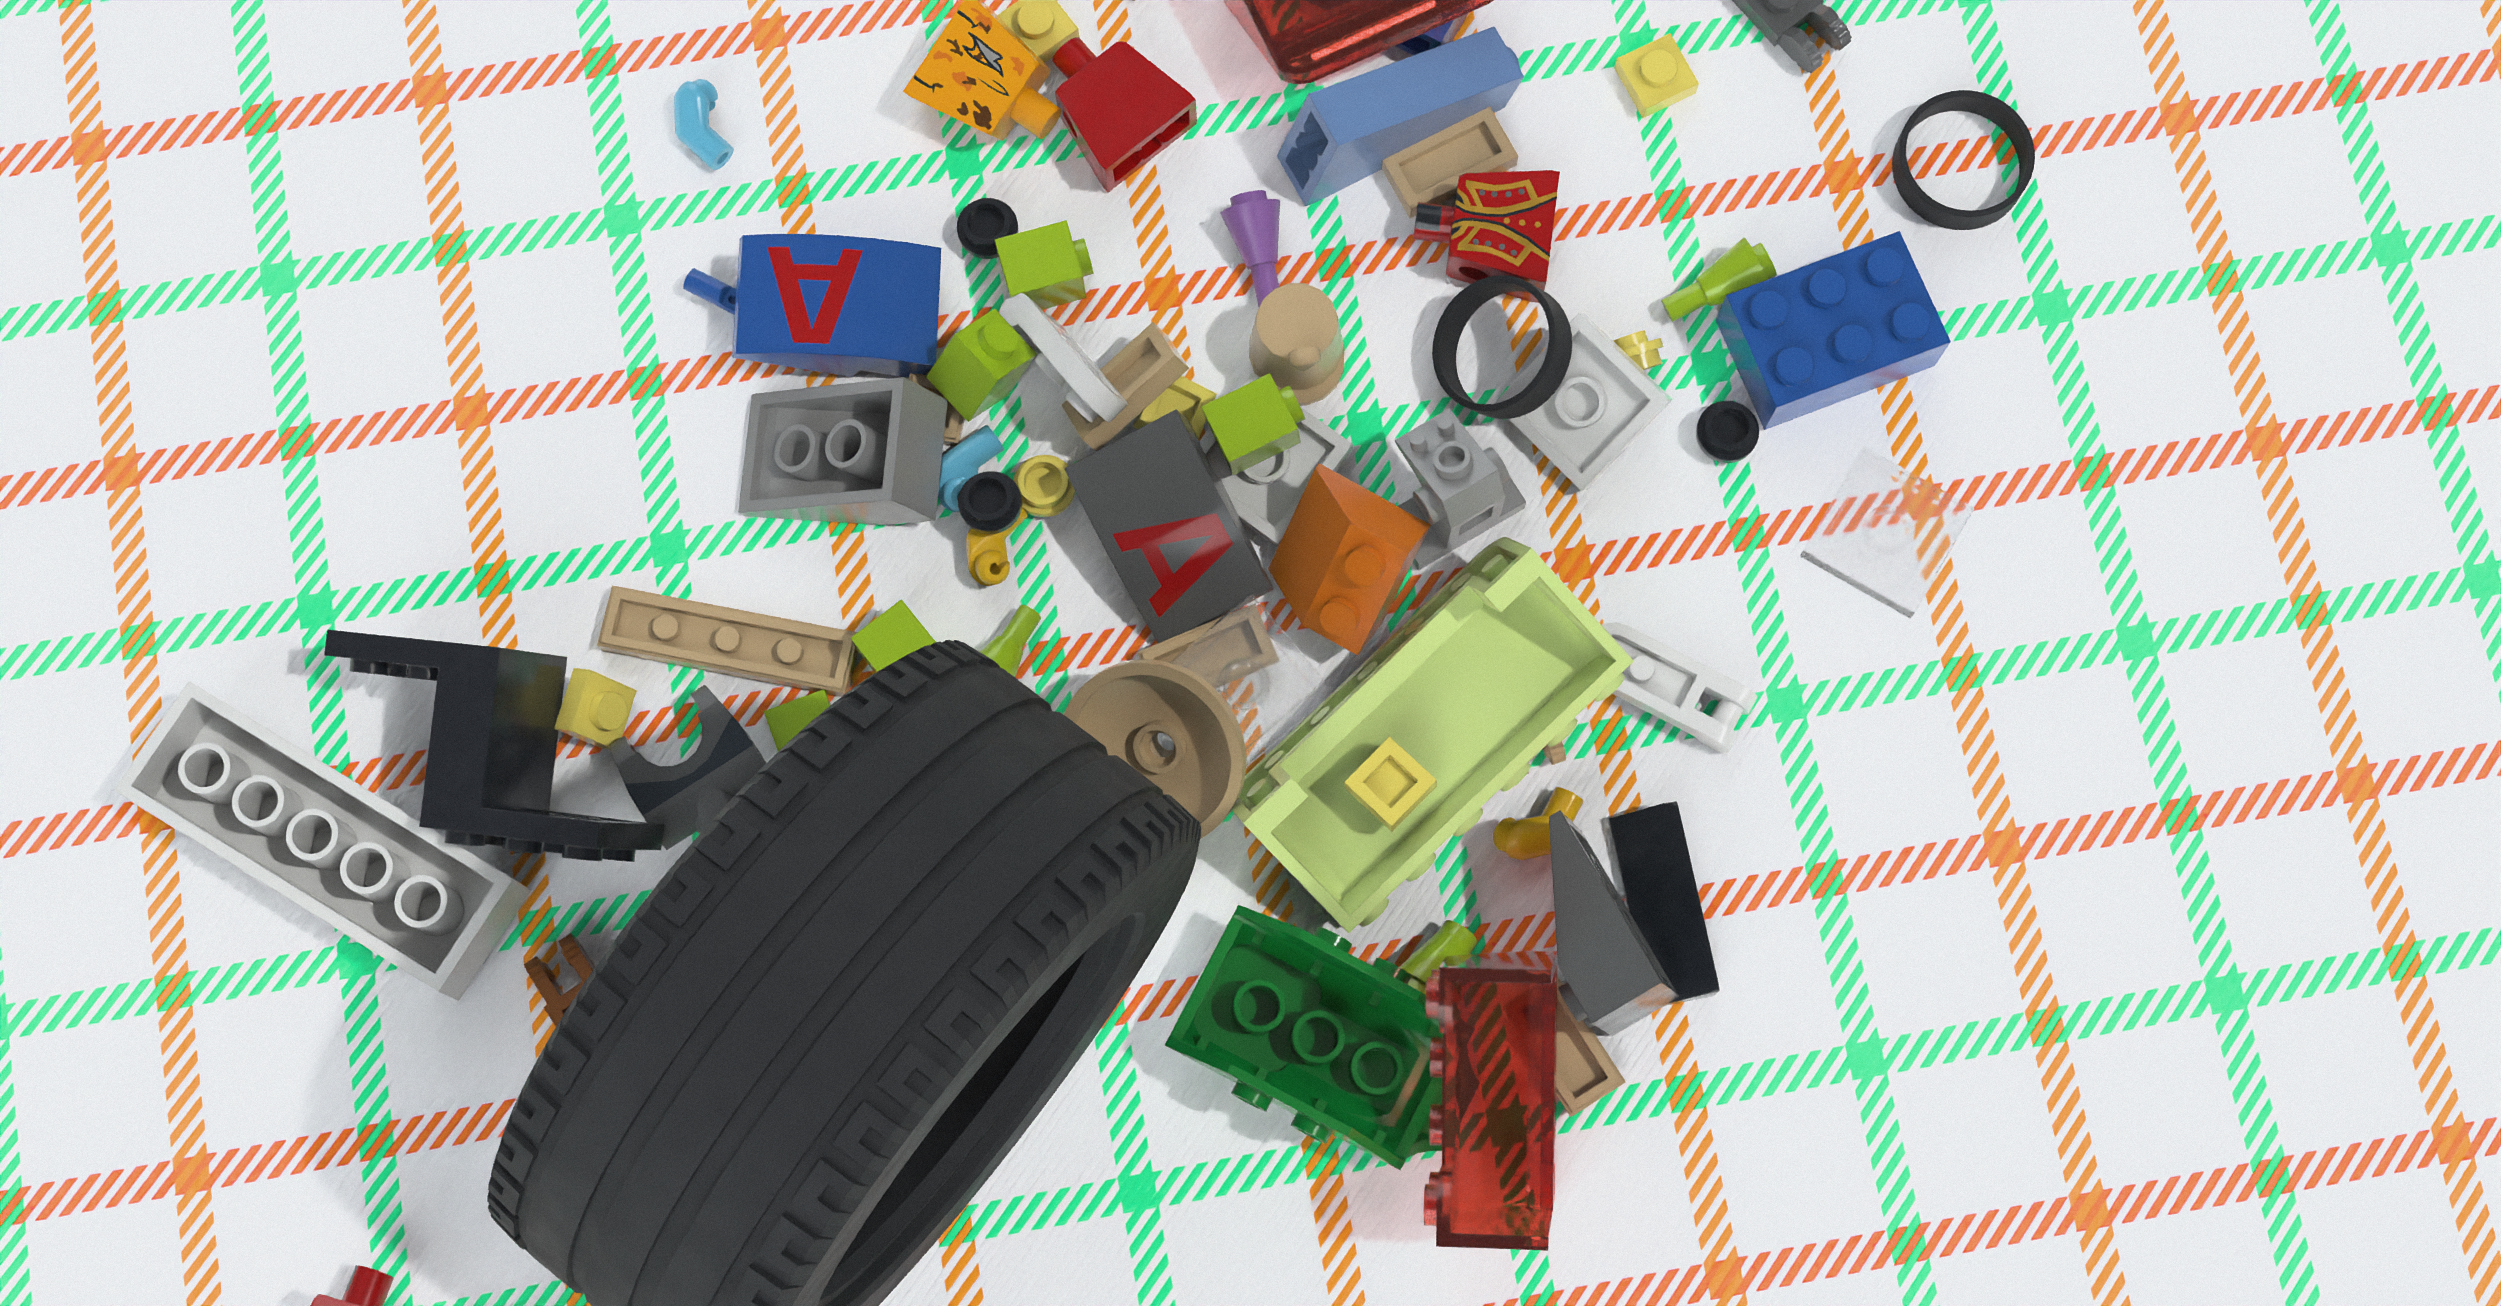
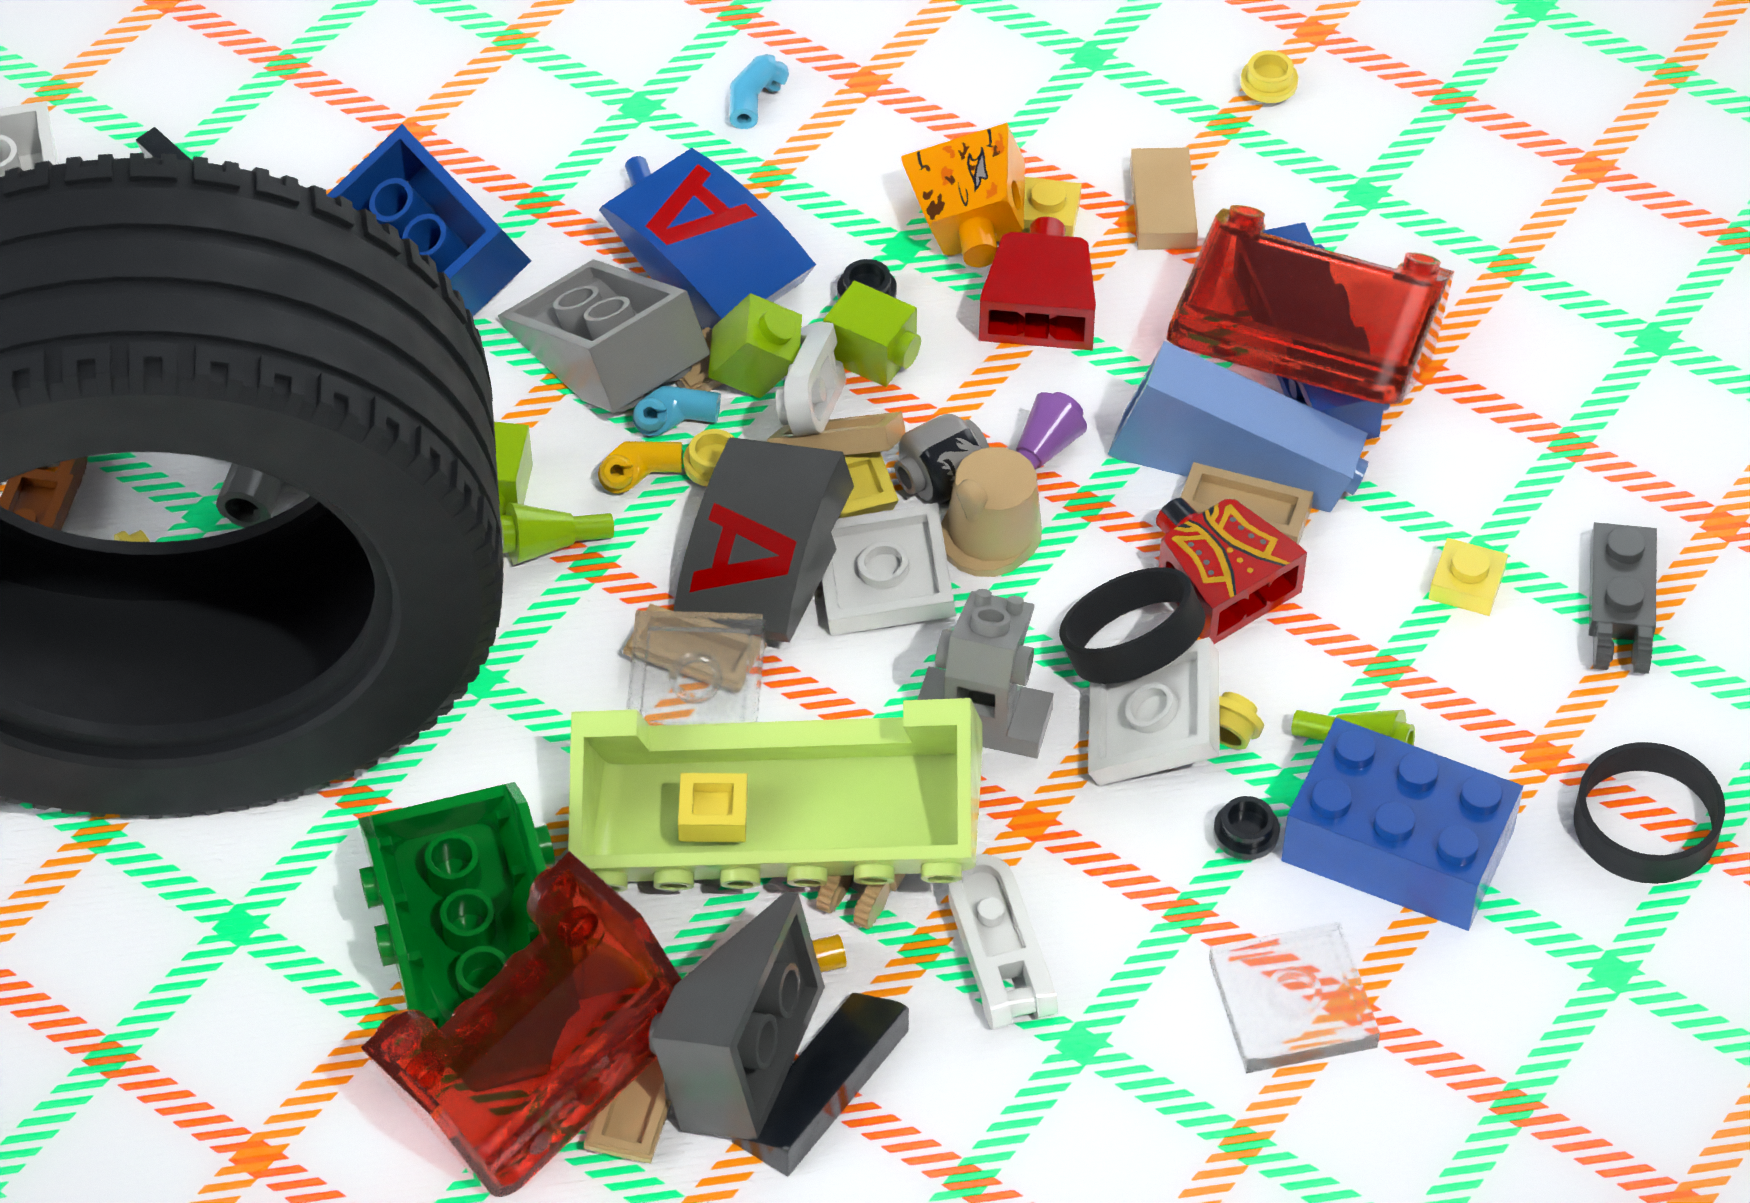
camera: 45 degrees right, 25 degrees down
(624, 508) = (427, 205): none -> blue brick
(990, 502) = (660, 424): black plate -> none
(1146, 697) = (574, 647): tan dish -> none
(1212, 328) = (933, 454): none -> light grey head
(1254, 422) = (892, 519): lime brick -> none
(1345, 558) = (860, 656): orange slope -> none

